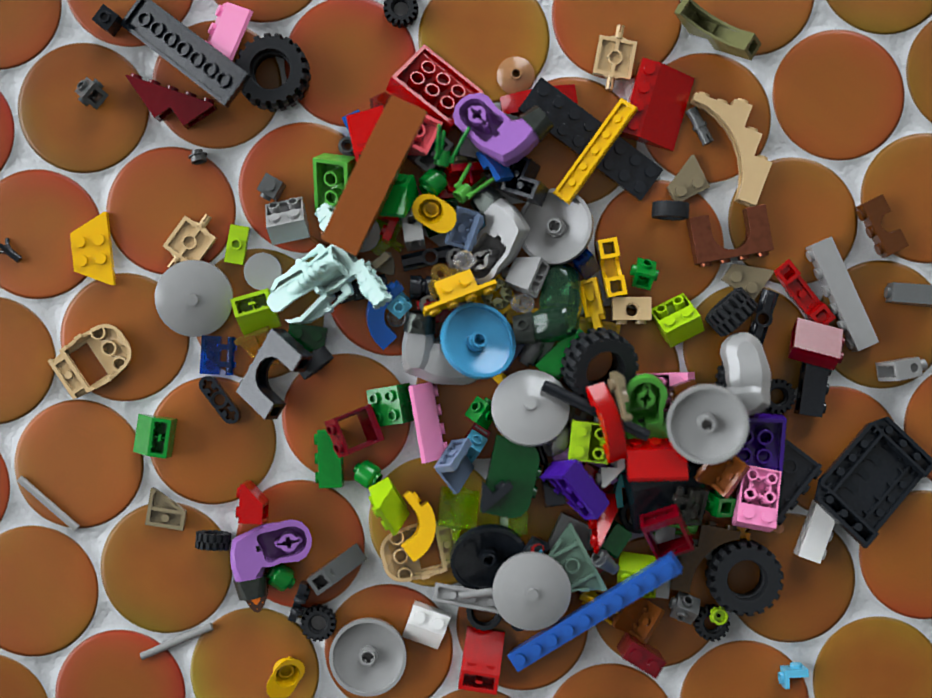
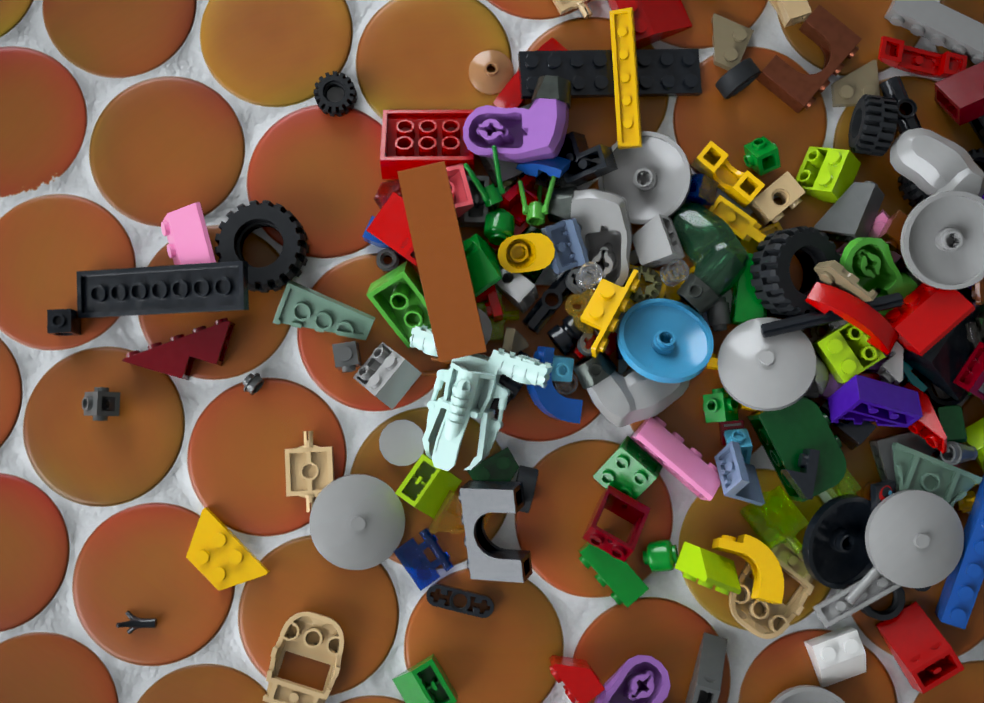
camera: 45 degrees left, 5 degrees down
(237, 244) = (357, 437): lime plate -> none
(273, 140) = (316, 311): none -> sand green wing
(669, 358) = (852, 213): none -> dark grey slope

